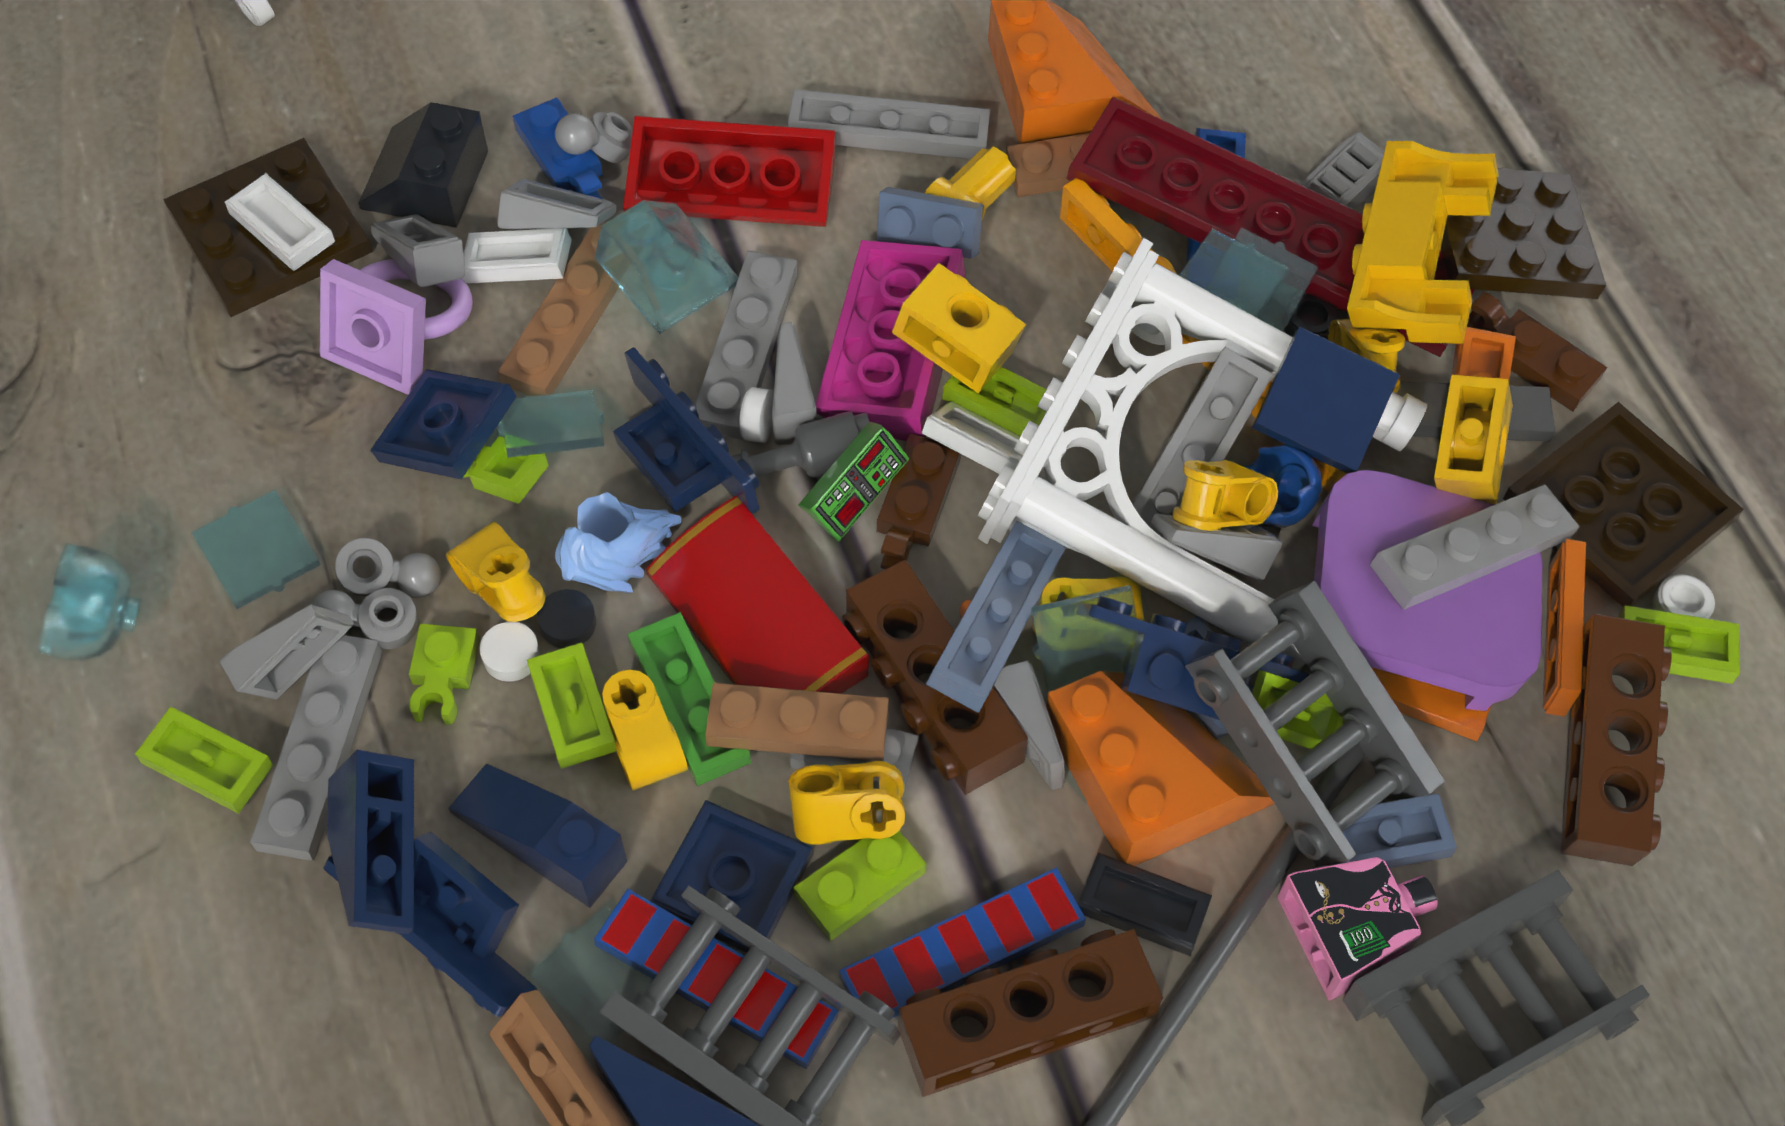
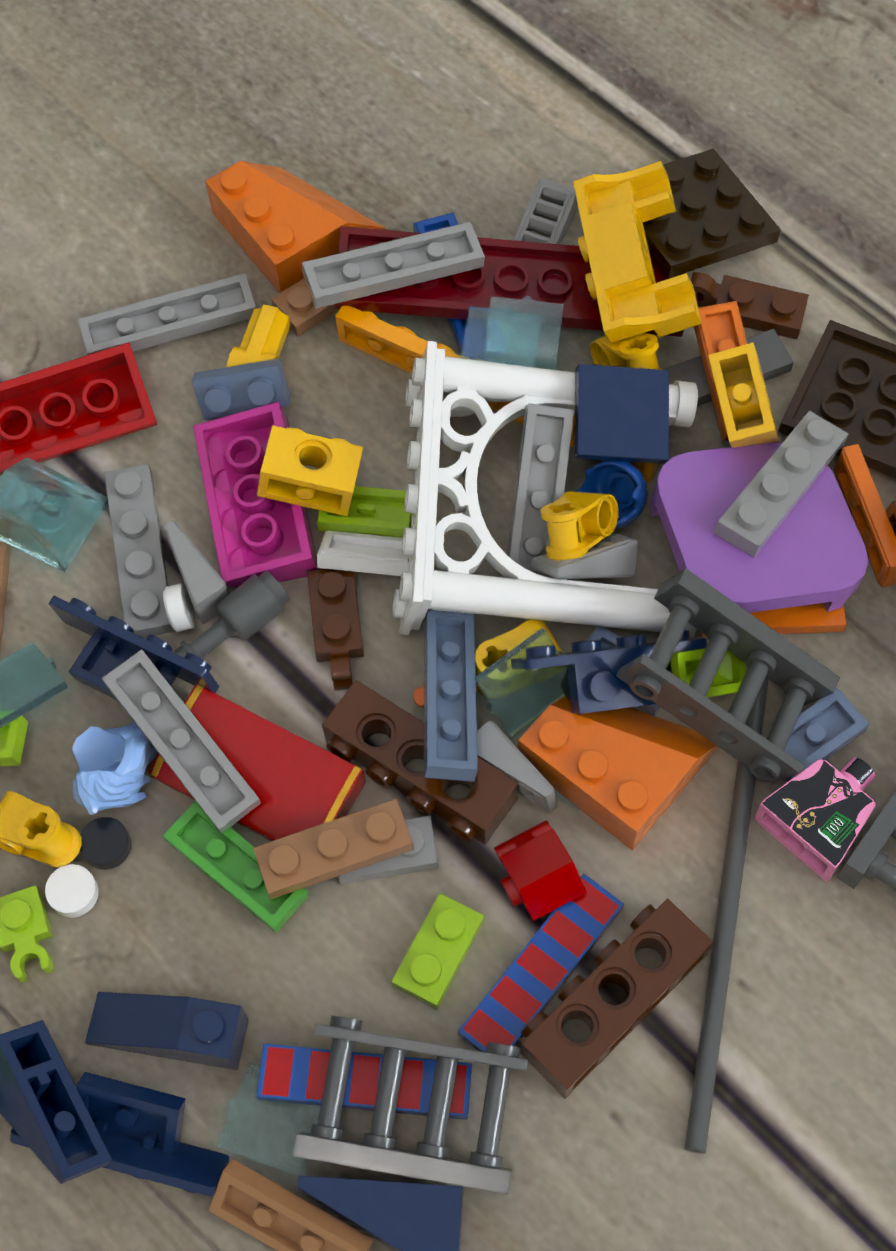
camera: 20 degrees left, 5 degrees up
(571, 705) = (145, 913): lime plate -> none
(642, 735) = (217, 915): yellow piece -> none
(692, 545) = (181, 741): none -> light grey plate
(741, 862) = (337, 981): dark blue tile -> none
(842, 804) = (398, 897): yellow piece -> none
(854, 480) = (283, 630): slope -> none
(1006, 843) = (539, 871): none -> red brick
(1144, 902) = (660, 870): black tile -> none
(1149, 154) = (392, 265): none -> light grey plate
(1313, 316) = (574, 347): black tile -> none

